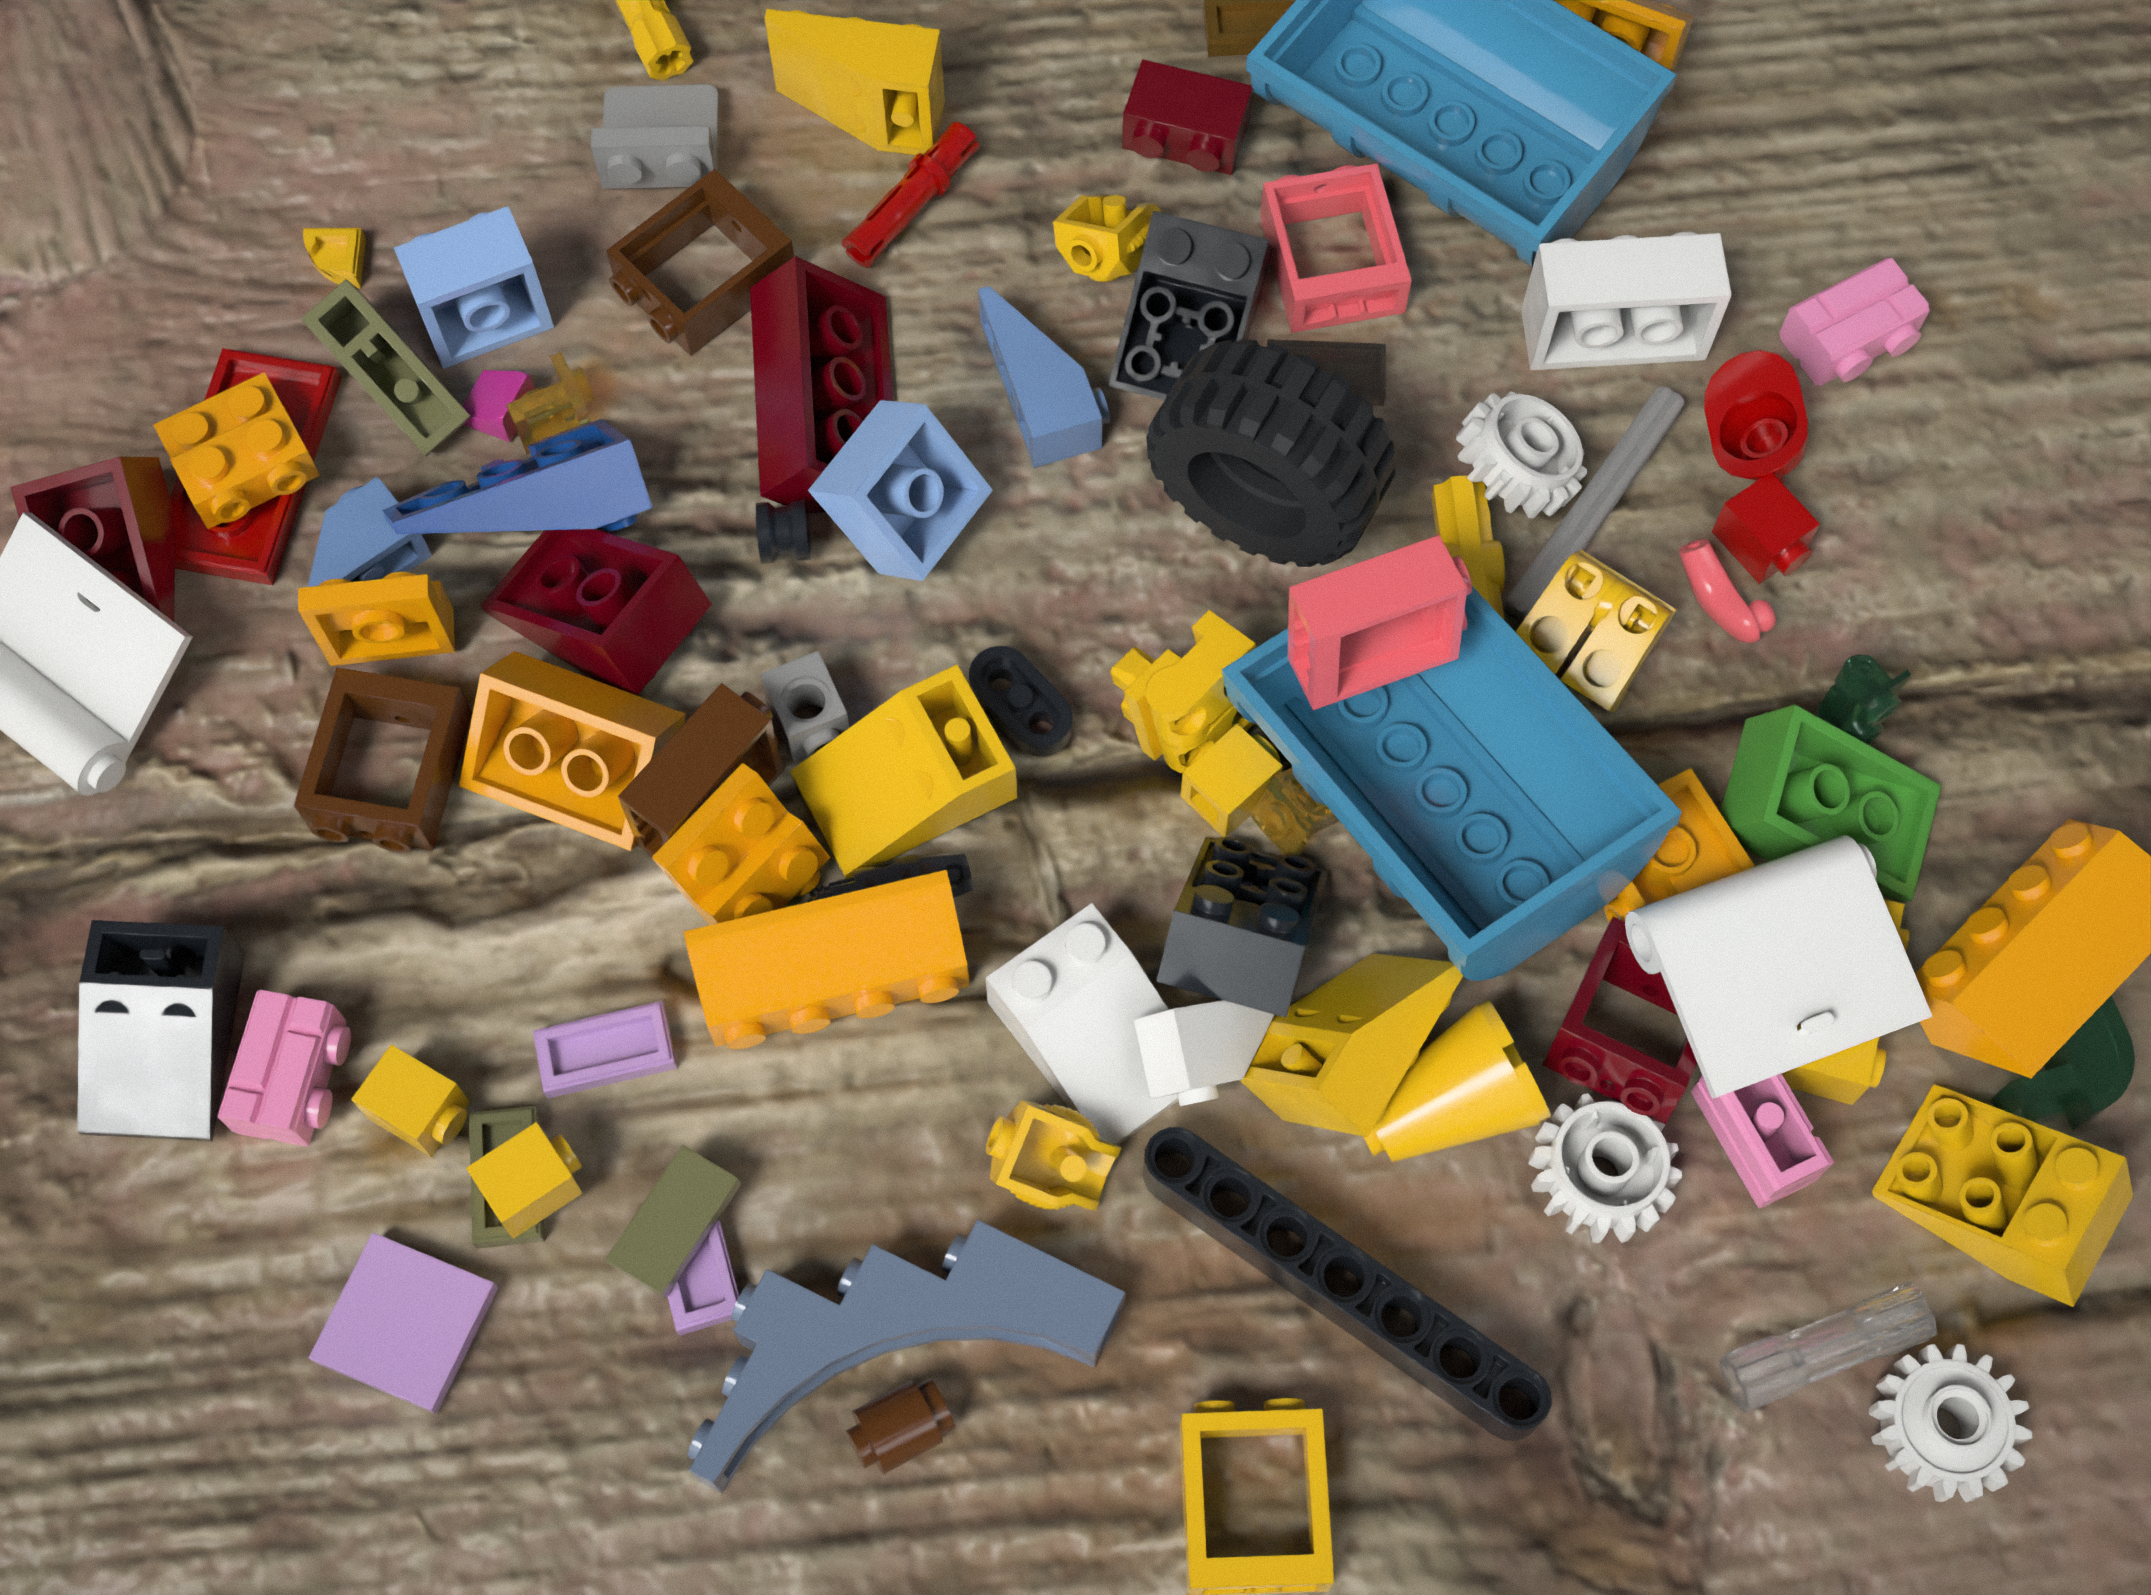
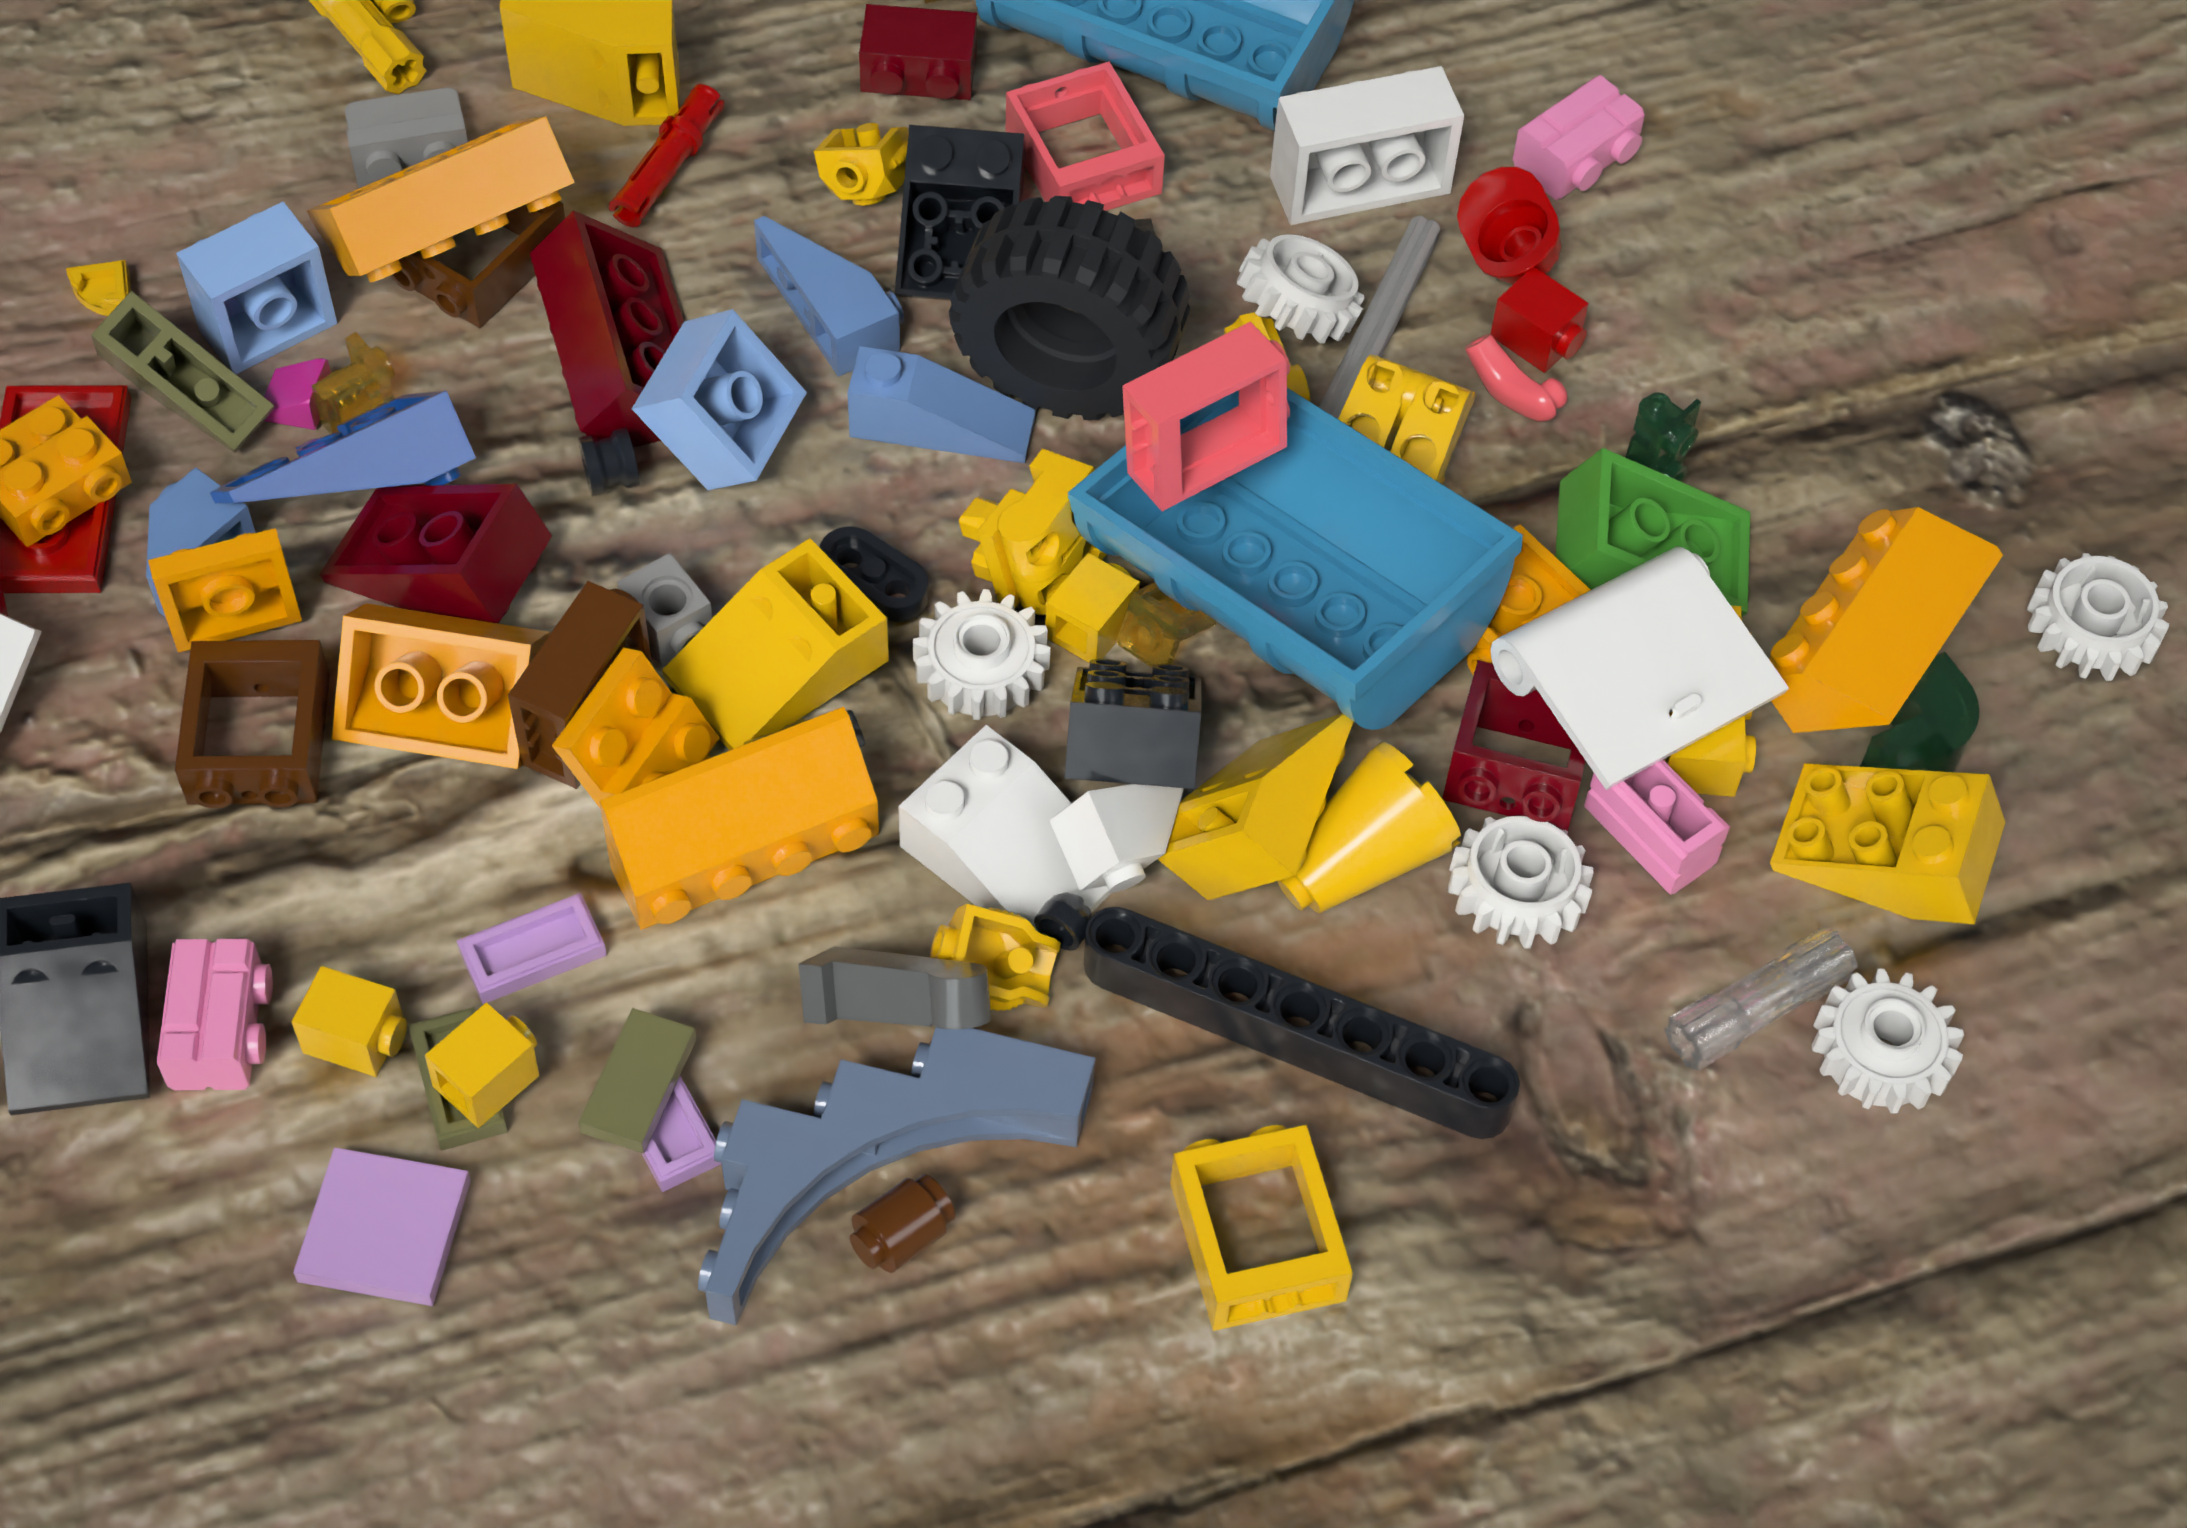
camera: 15 degrees left, 10 degrees down
(670, 221) = (442, 198): none -> light orange slope
(940, 1179) = (893, 989): none -> dark grey leg
(1109, 781) = (981, 655): none -> white gear
(1120, 526) = (930, 407): none -> medium blue slope
(1130, 1125) = (1064, 919): none -> black hinge

